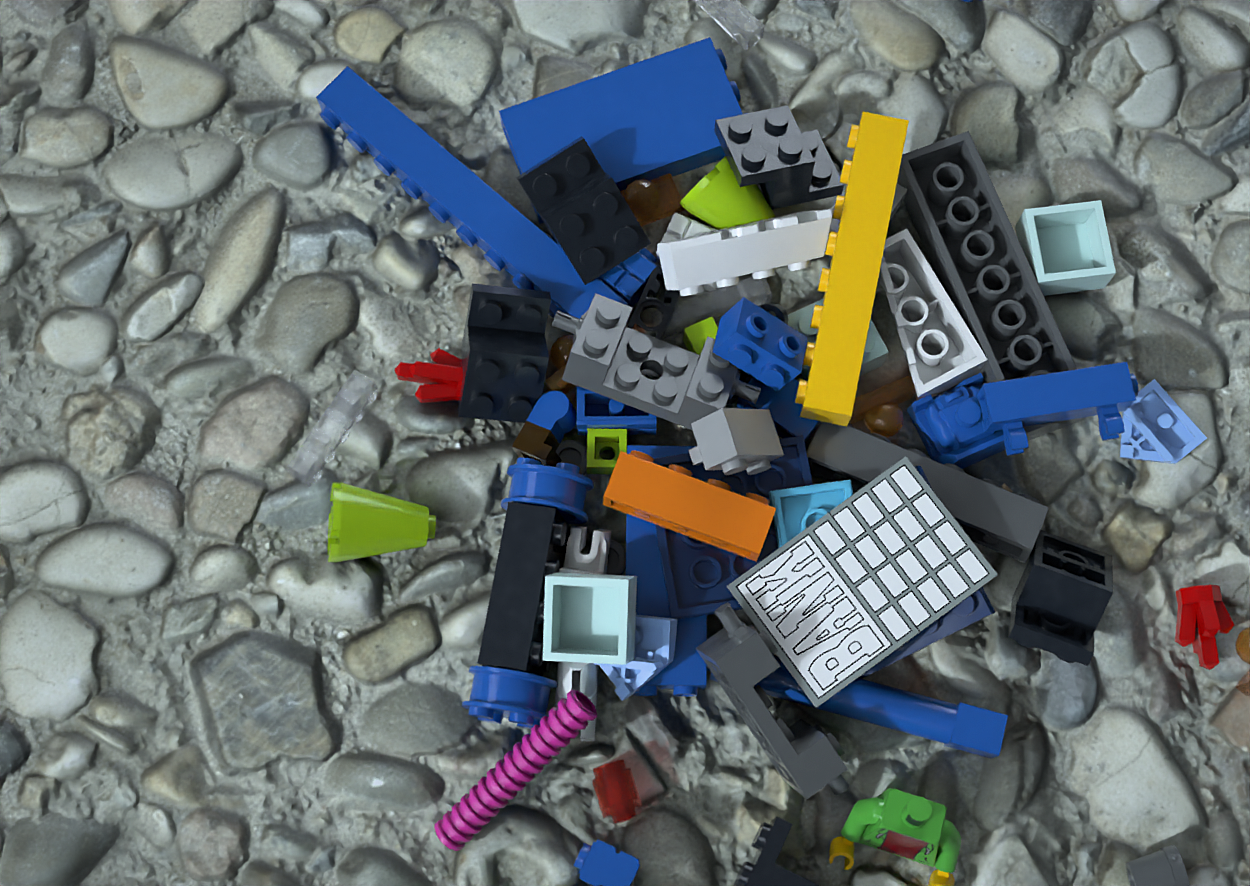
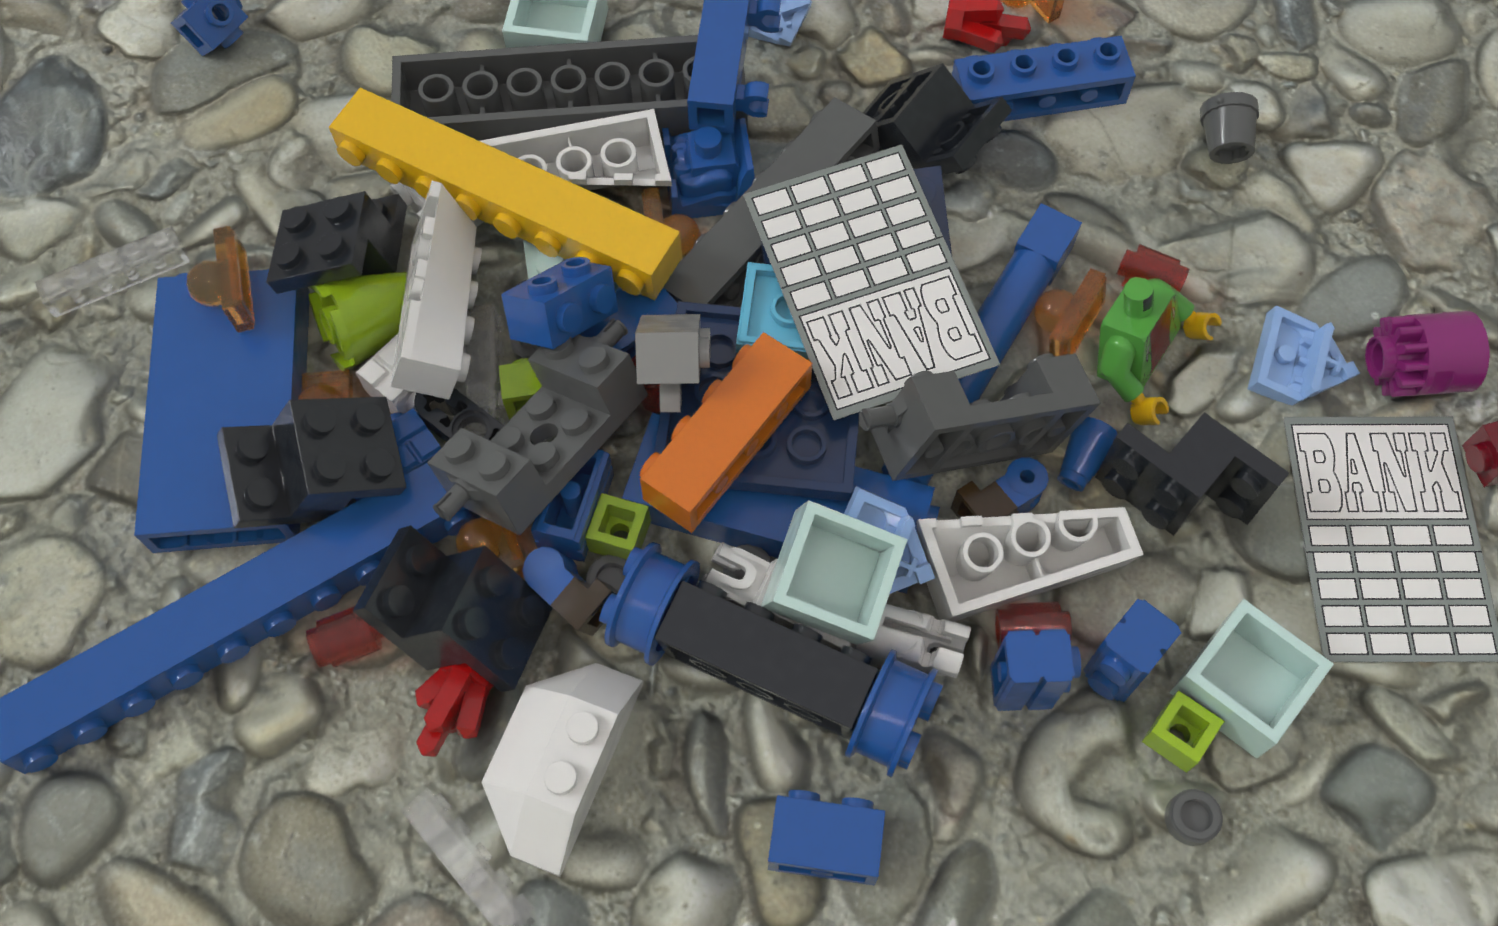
camera: 75 degrees left, 10 degrees down
(374, 524) = (617, 840): lime cone -> none
(408, 671) = (826, 838): none -> blue brick
(426, 464) = (556, 760): none -> white wedge
(460, 277) = (342, 639): none -> clear red brick
(515, 770) = (991, 730): dark pink piece -> none
(572, 795) = (1033, 669): none -> blue brick
(660, 759) = (1020, 555): none -> white wedge
(715, 89) = (225, 280): none -> clear orange tile
(730, 755) = (1011, 494): none -> leg
(783, 803) = (1085, 453): none -> blue cone
(910, 767) = (1070, 315): none -> clear orange tile
(978, 830) = (1152, 264): none -> clear red brick
(1155, 692) = (1050, 77): none -> blue brick

